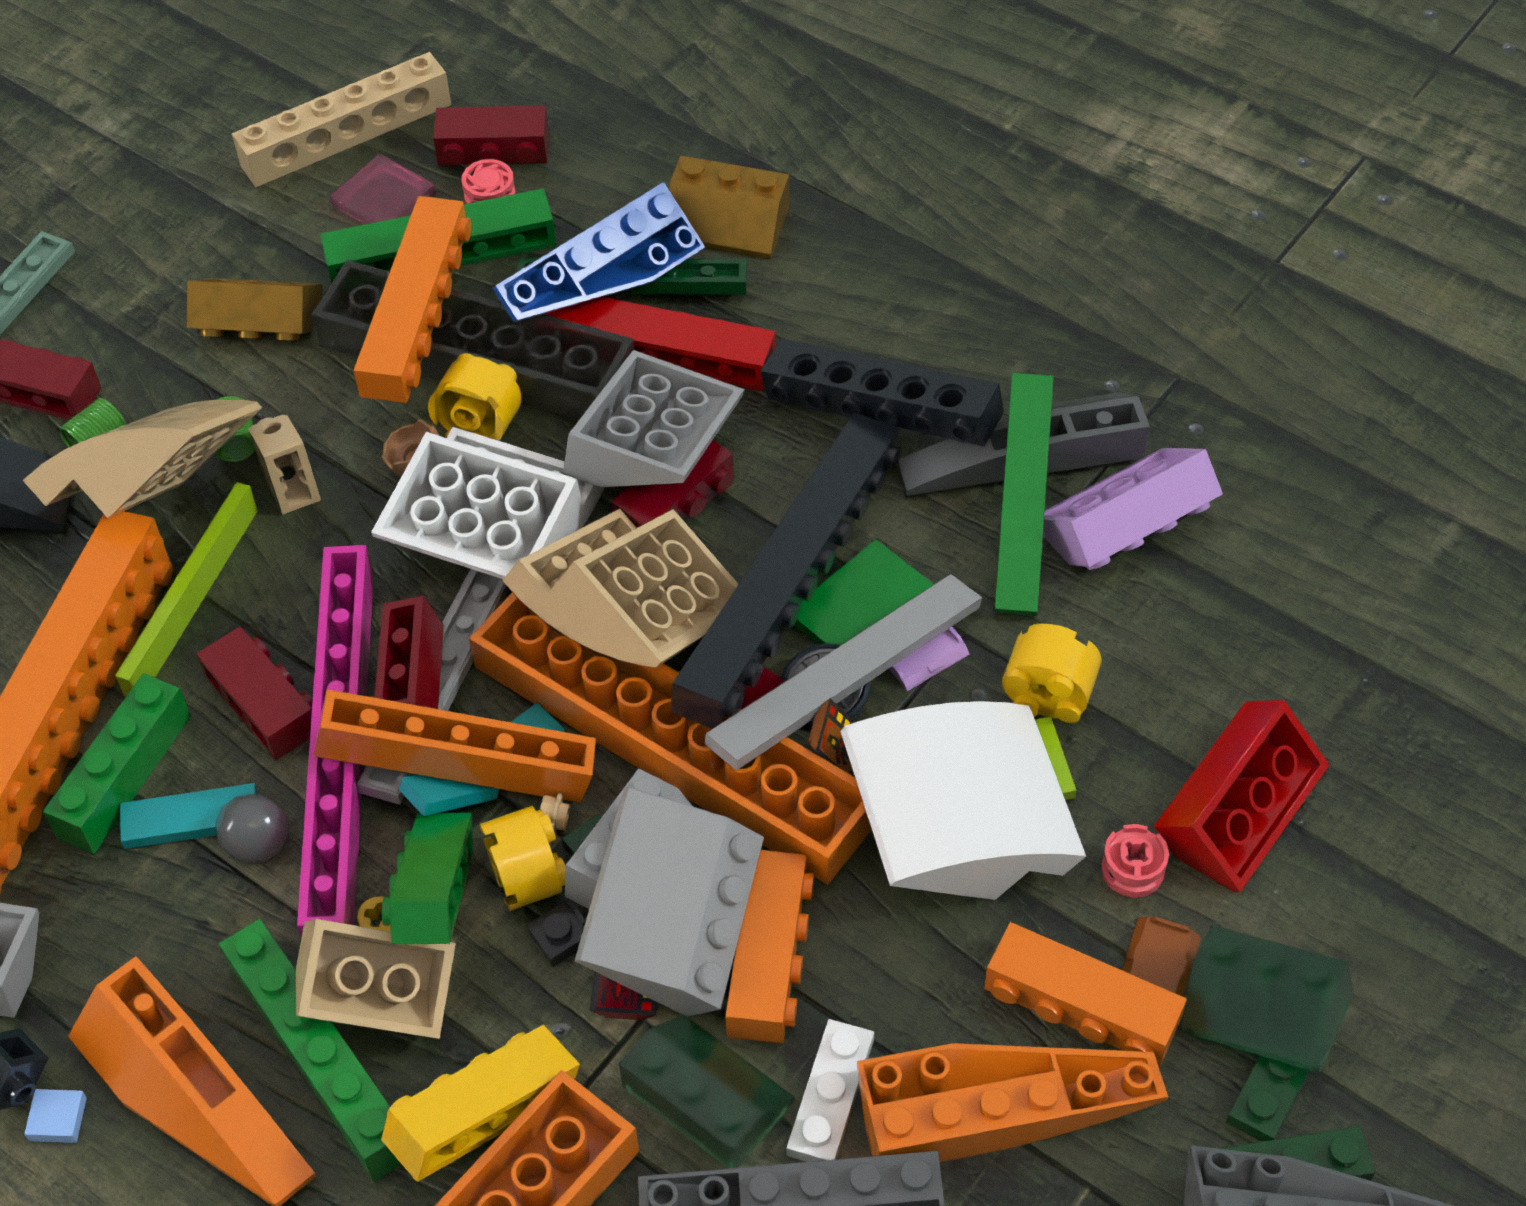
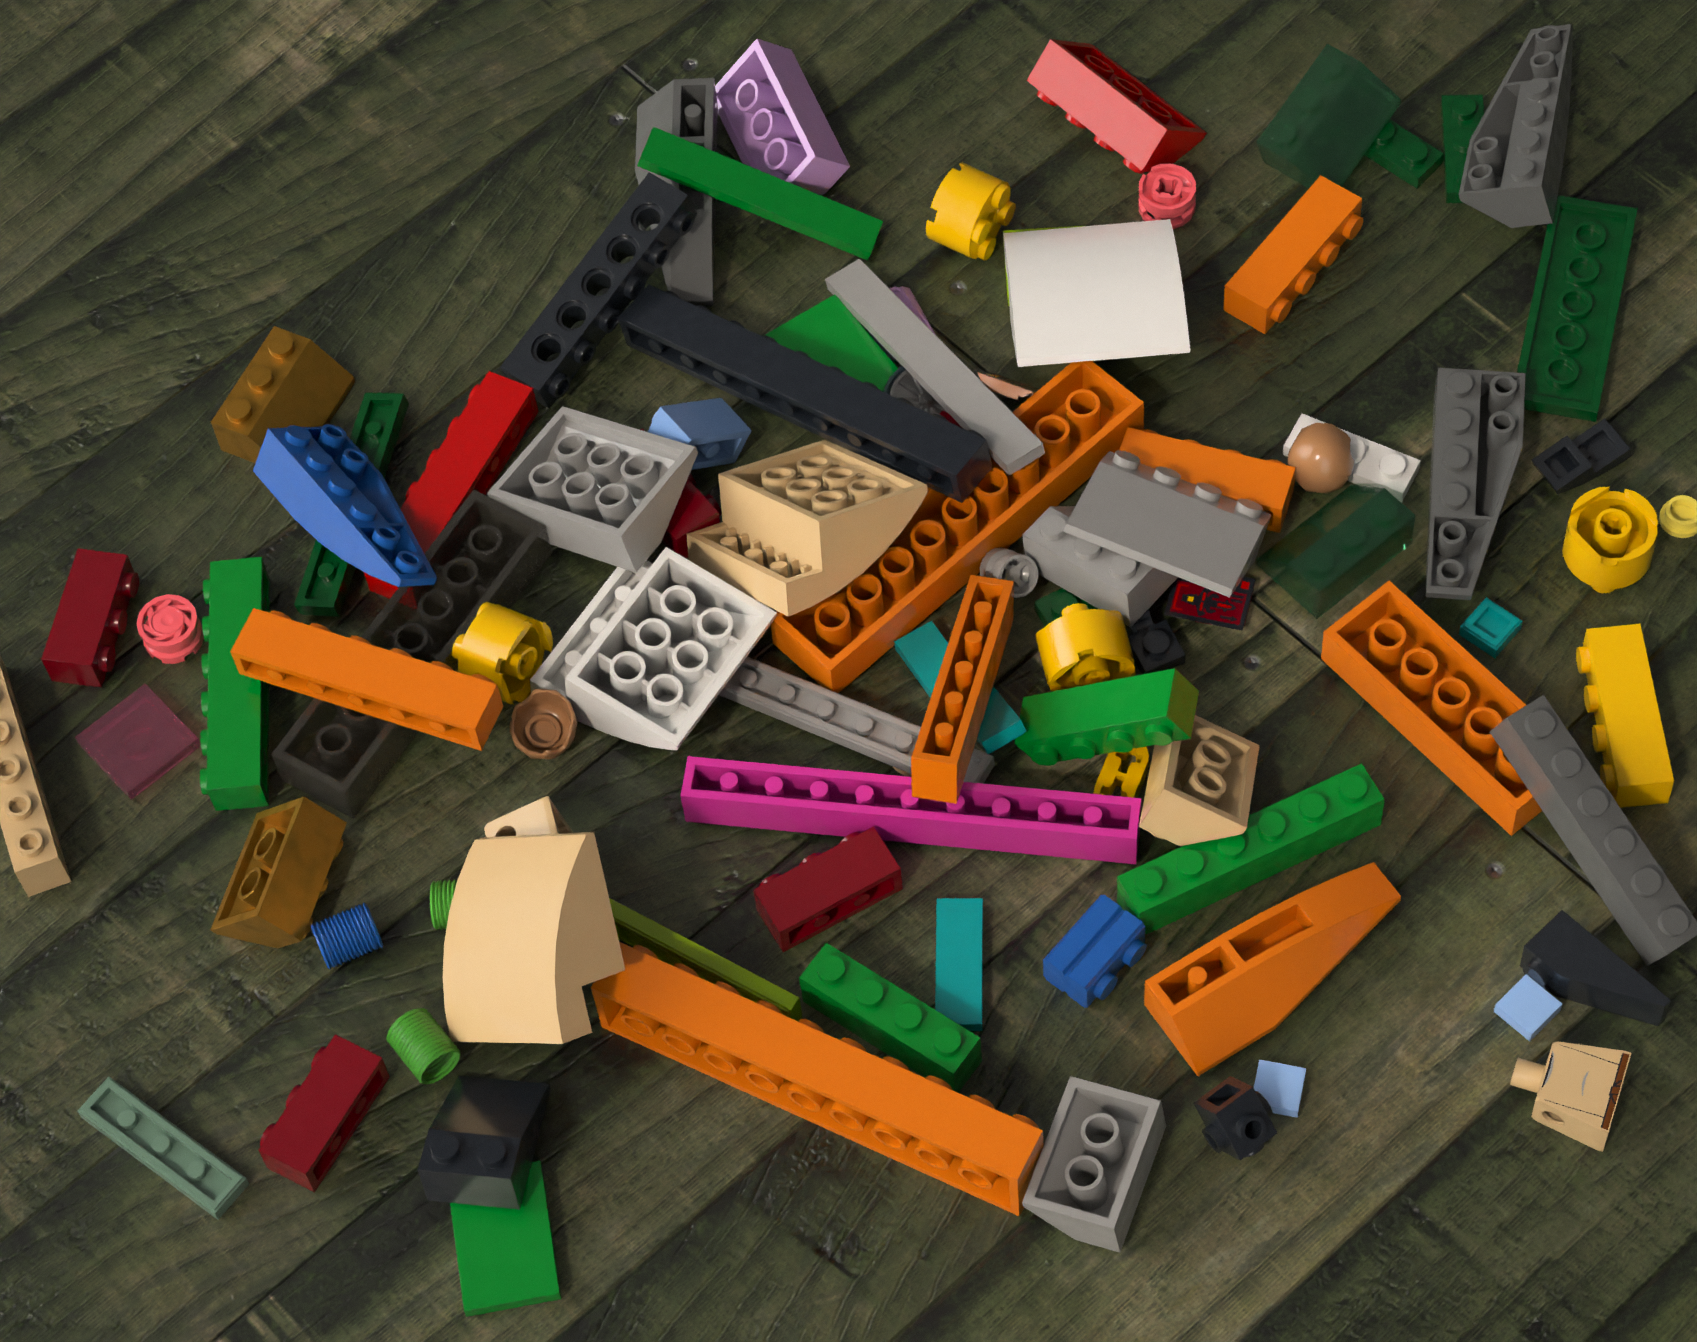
camera: 75 degrees left, 5 degrees up
(192, 922) = (1095, 951): none -> blue brick
(197, 358) = (347, 935): none -> blue piece
(252, 828) = (994, 898): dark grey hair -> none
(409, 653) = (855, 718): dark red brick -> none
(474, 1103) = (1341, 703): yellow brick -> none
(557, 811) = (1023, 641): tan plate -> none
(612, 776) = (1016, 568): none -> light grey wheel
(733, 496) = (706, 425): none -> medium blue brick
(807, 1049) = (1321, 458): none -> medium nougat hair
(998, 1096) = (1384, 334): orange wedge -> none
(1162, 953) = (1256, 202): dark orange piece -> none

